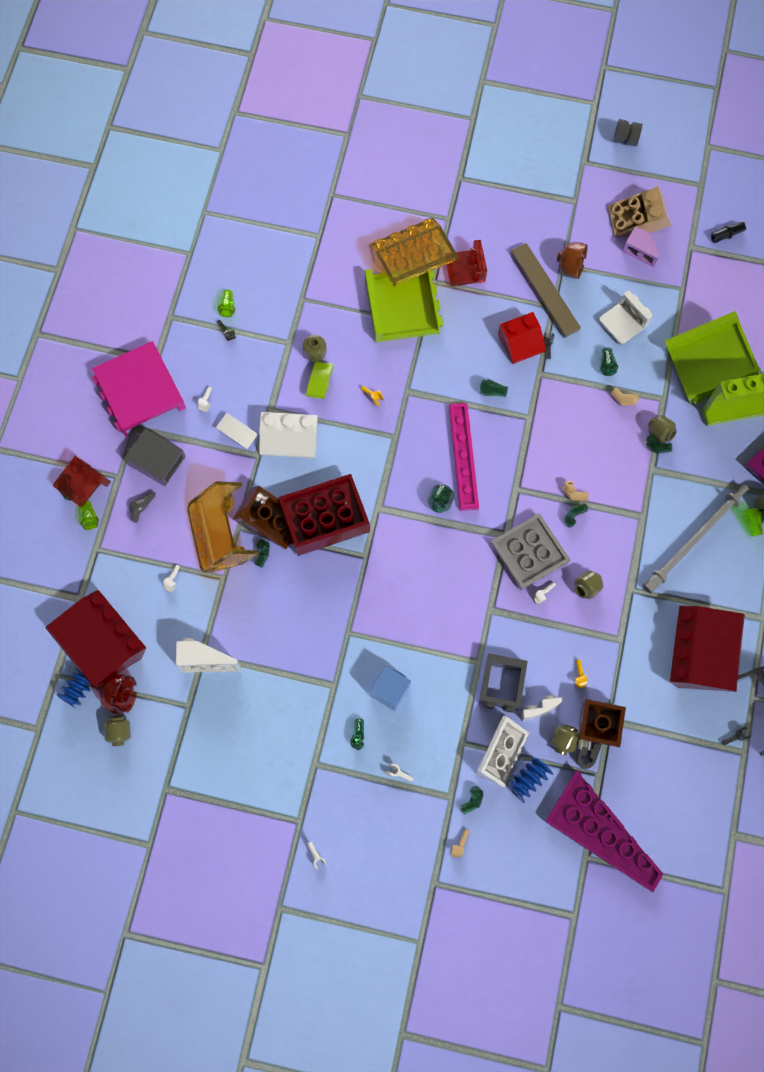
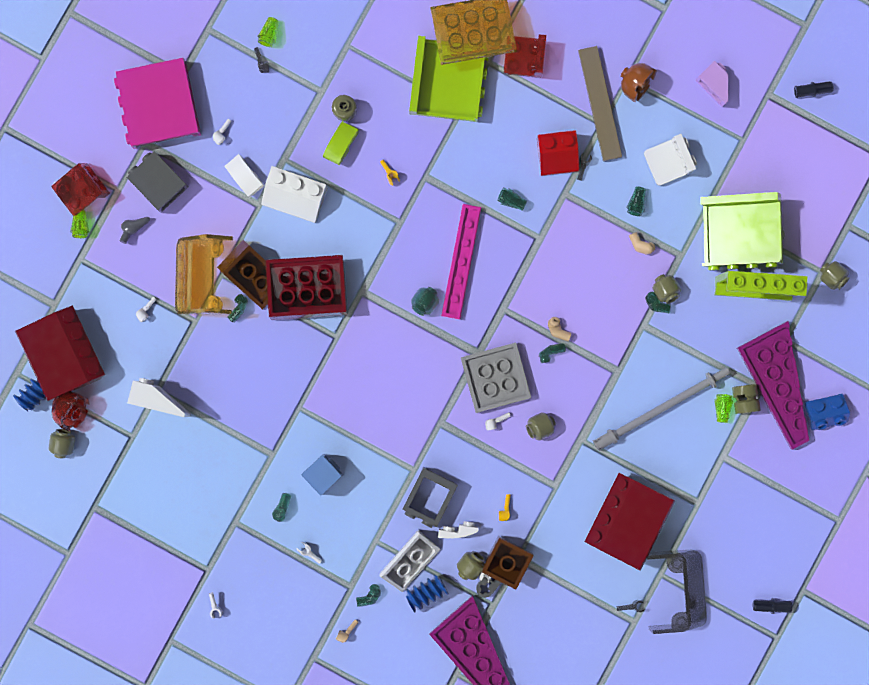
camera: 20 degrees right, 15 degrees up
(642, 210) = (727, 44): tan slope -> none

